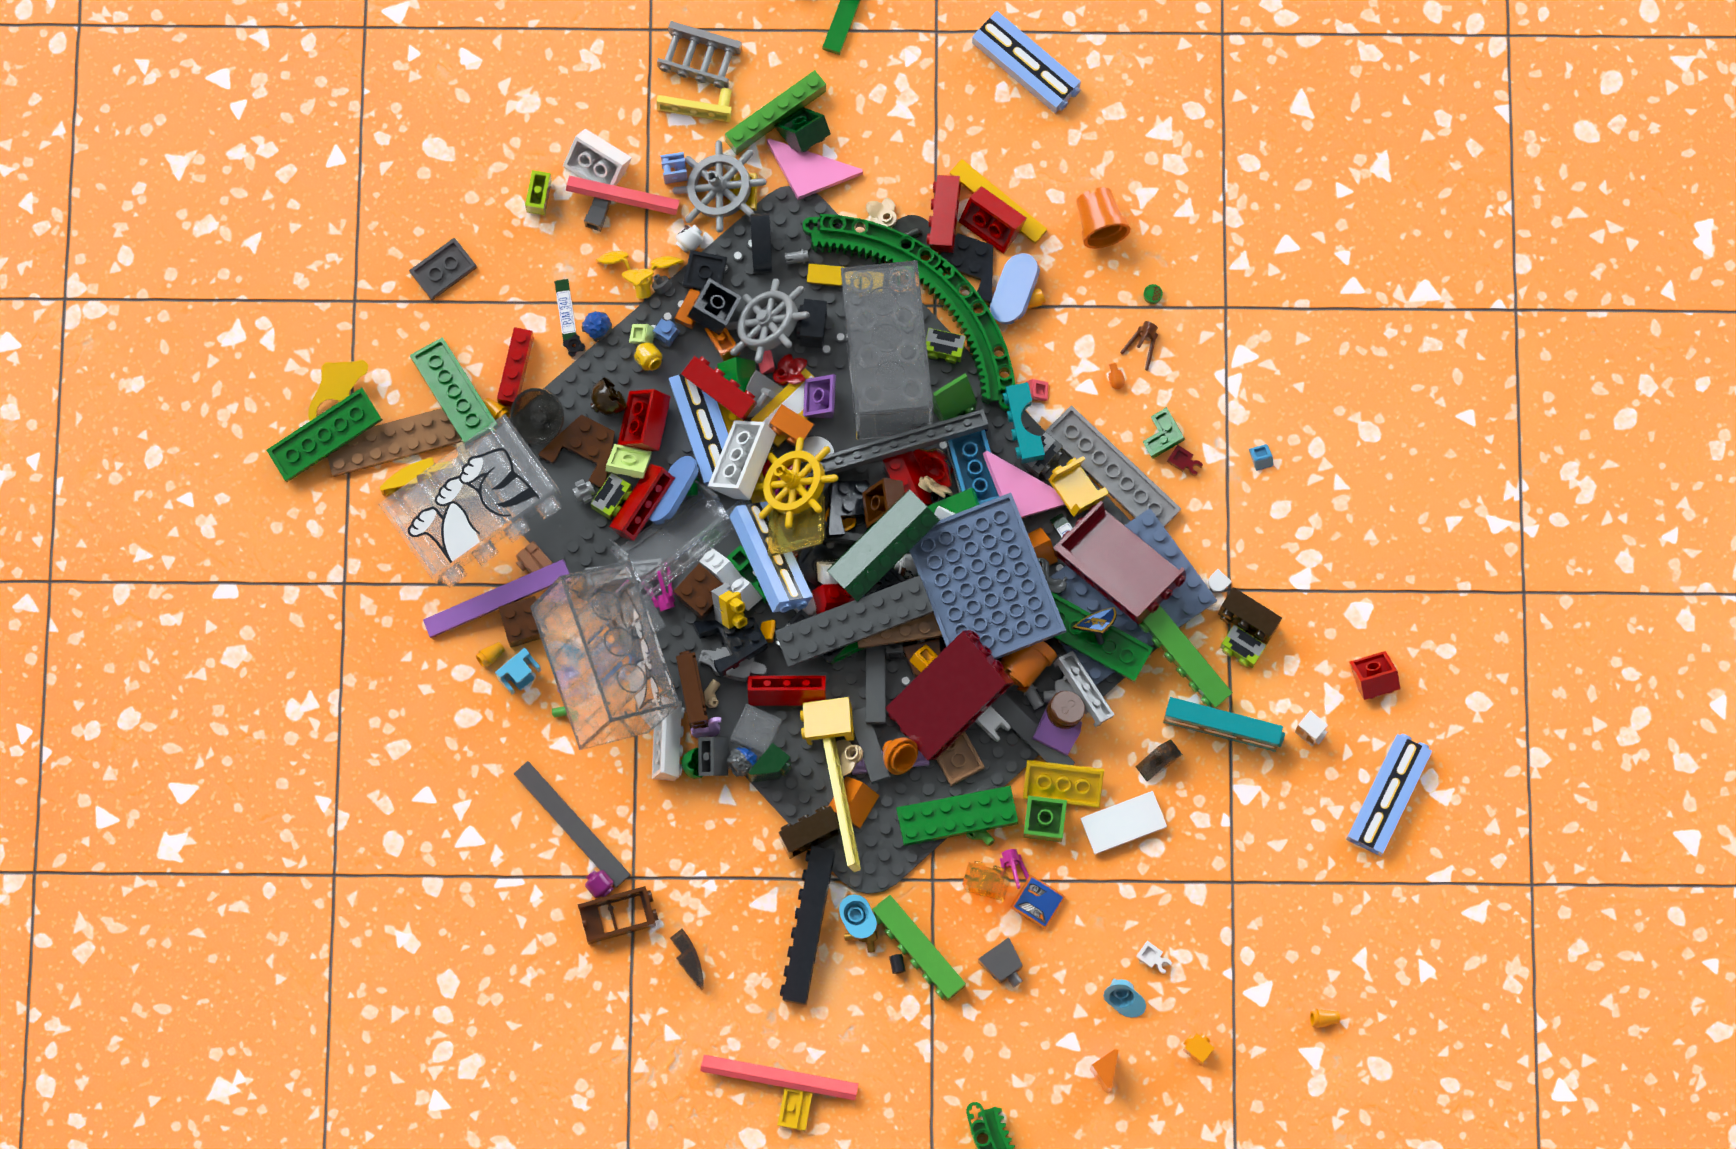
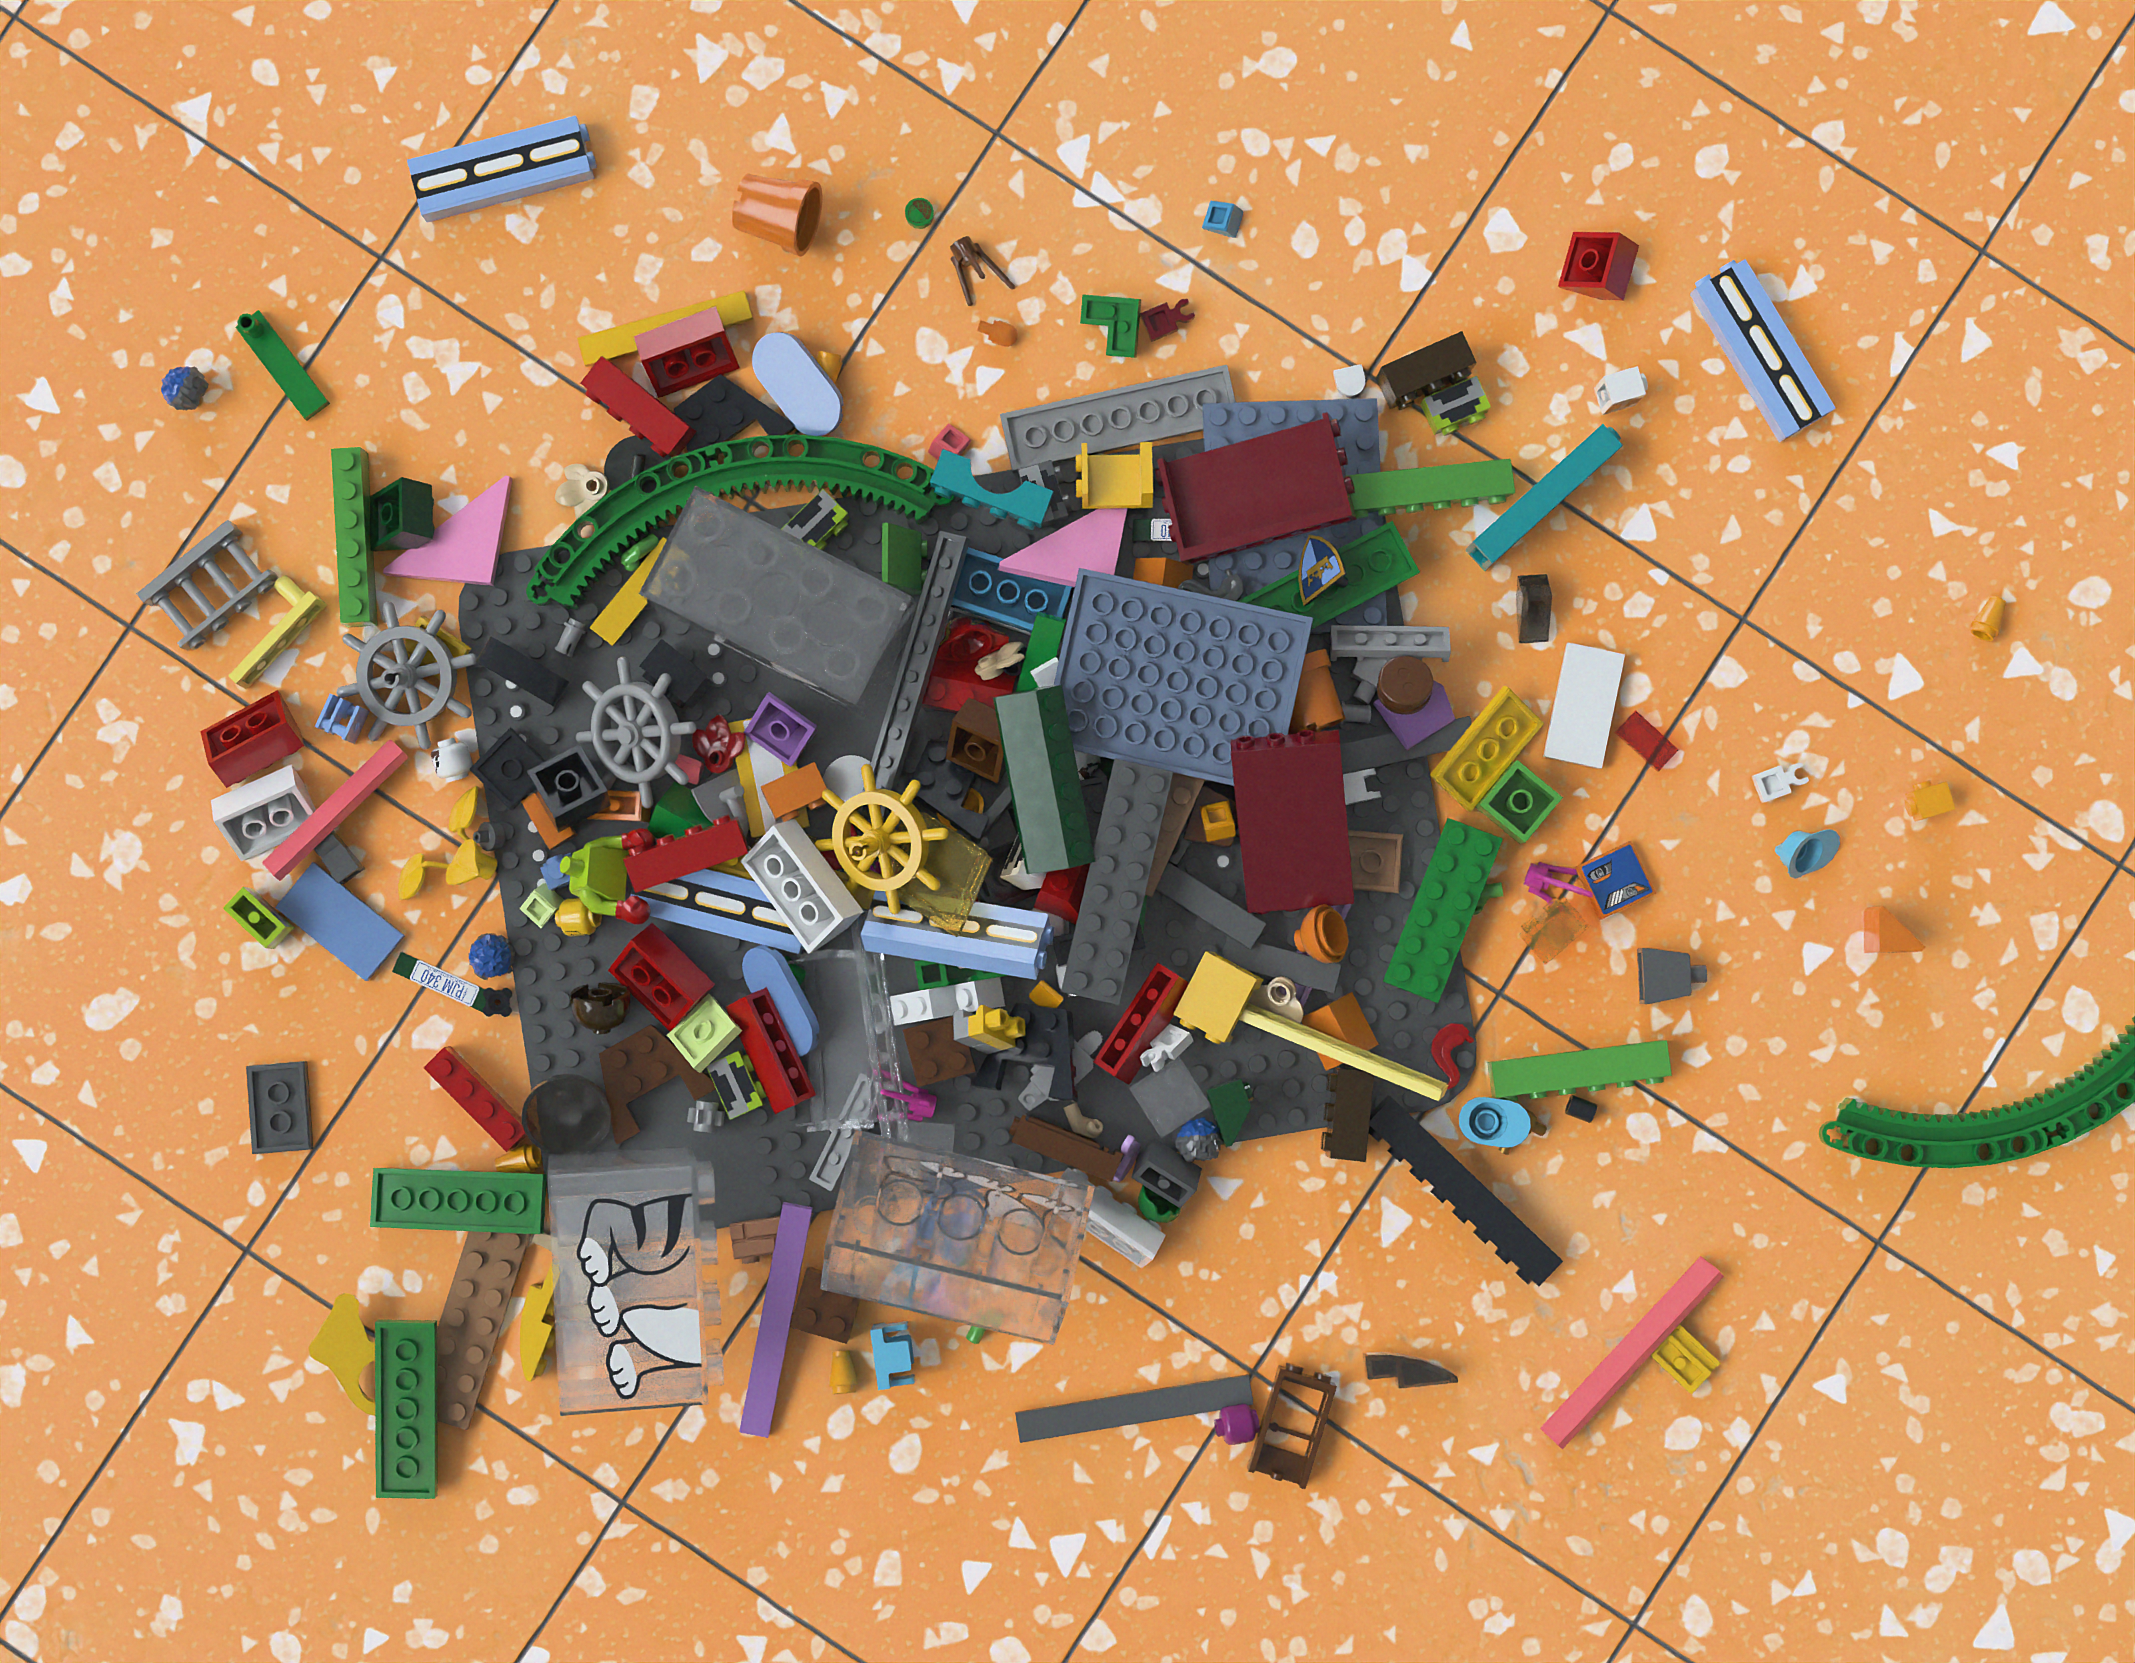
camera: 60 degrees left, 10 degrees up
(563, 236) = (340, 921): none -> medium blue tile
(631, 129) = (251, 739): none -> red slope
(676, 353) = (601, 876): none -> lime torso
(783, 710) = (1167, 1044): none -> white plate
(861, 261) = (631, 557): none -> bright green arm
(883, 863) = (1443, 1044): none -> red piece
(1127, 870) = (1646, 741): none -> clear red tile

